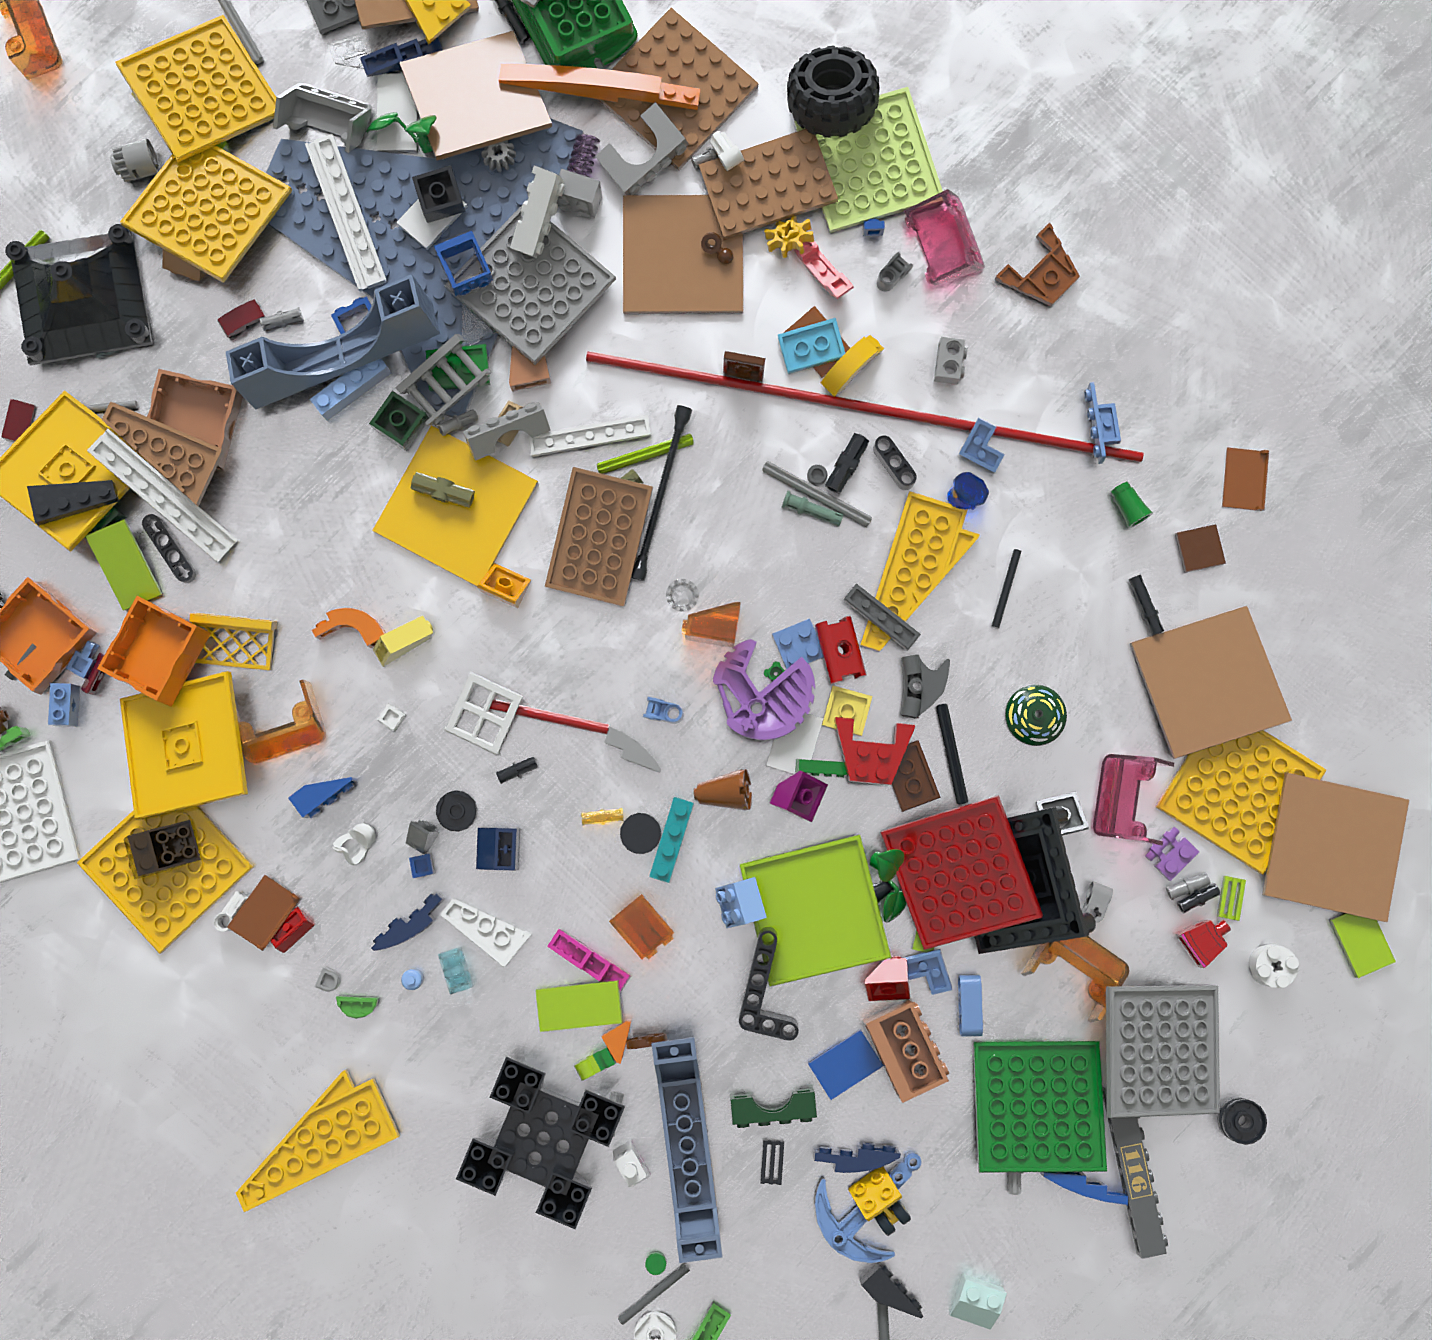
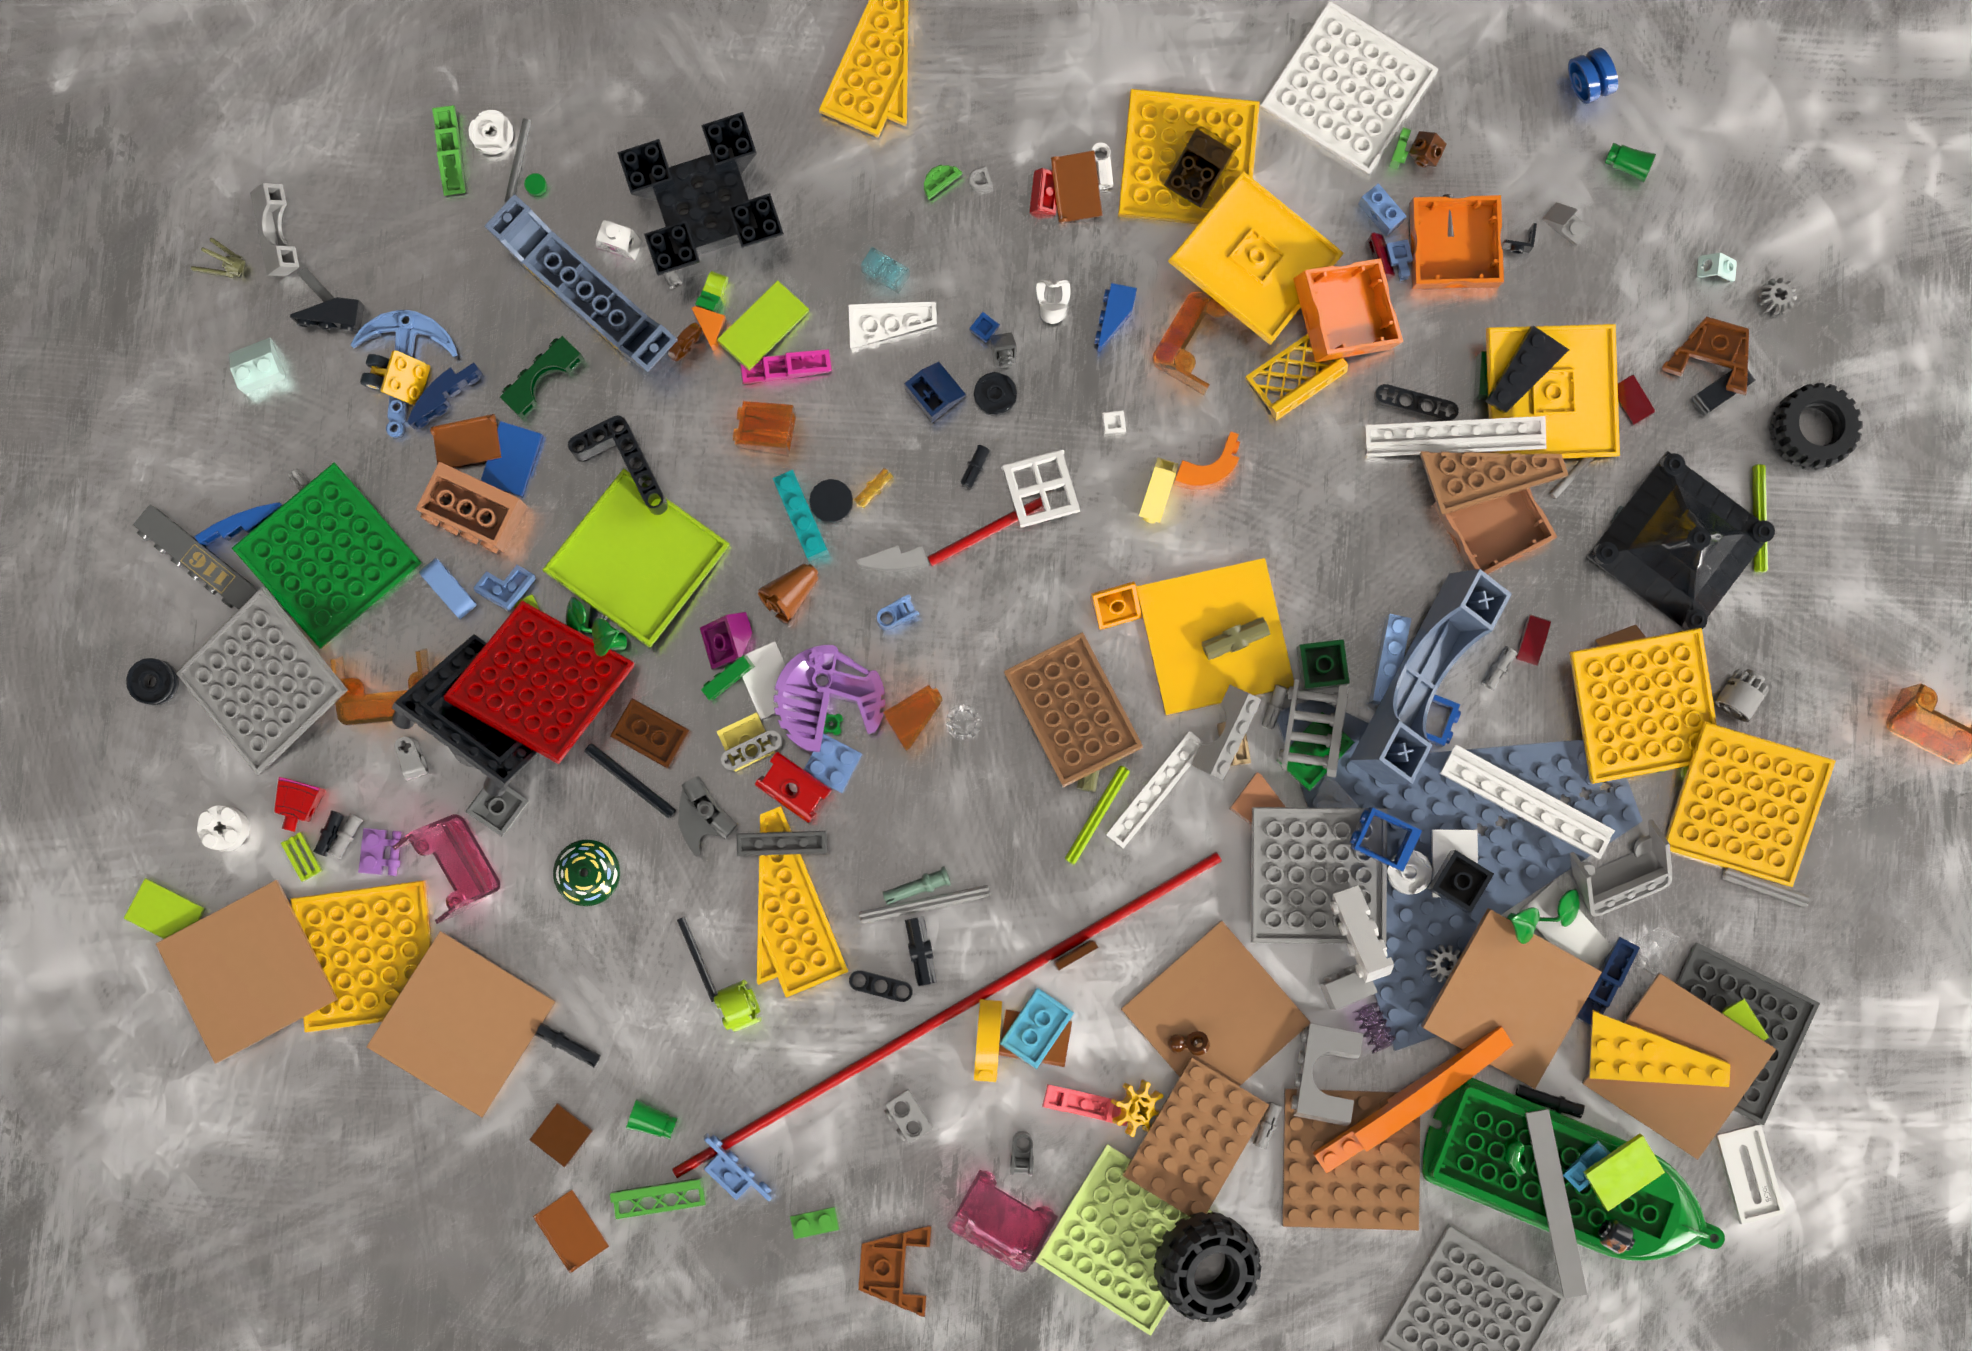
camera: 140 degrees right, 0 degrees up
(123, 563) = (1438, 357): lime tile -> none
(404, 930) = (953, 267): dark blue slope -> none
(412, 979) = (914, 235): light blue piece -> none
(465, 224) = (1414, 877): none -> white tile
(682, 416) = (1091, 869): black hose -> none
(727, 152) = (1251, 1133): white piece -> none
(740, 903) = (701, 512): light blue slope -> none
(770, 1180) = (497, 321): black tile -> none
(817, 475) = (938, 920): dark grey tile -> none
(862, 709) = (769, 749): none -> light grey beam
(868, 1105) = (467, 441): none -> dark orange piece
(869, 760) = (691, 716): red wing -> none
(873, 227) = (1073, 1180): blue plate -> none
(889, 981) = (529, 552): slope -> none
(967, 491) = (797, 1013): clear blue hat -> none
(976, 446) = (821, 1058): medium blue plate -> none
(1006, 529) = (738, 1006): none -> lime brick
(1072, 345) = (814, 1222): none -> bright green plate
(1164, 454) = (653, 1191): none -> bright green fence

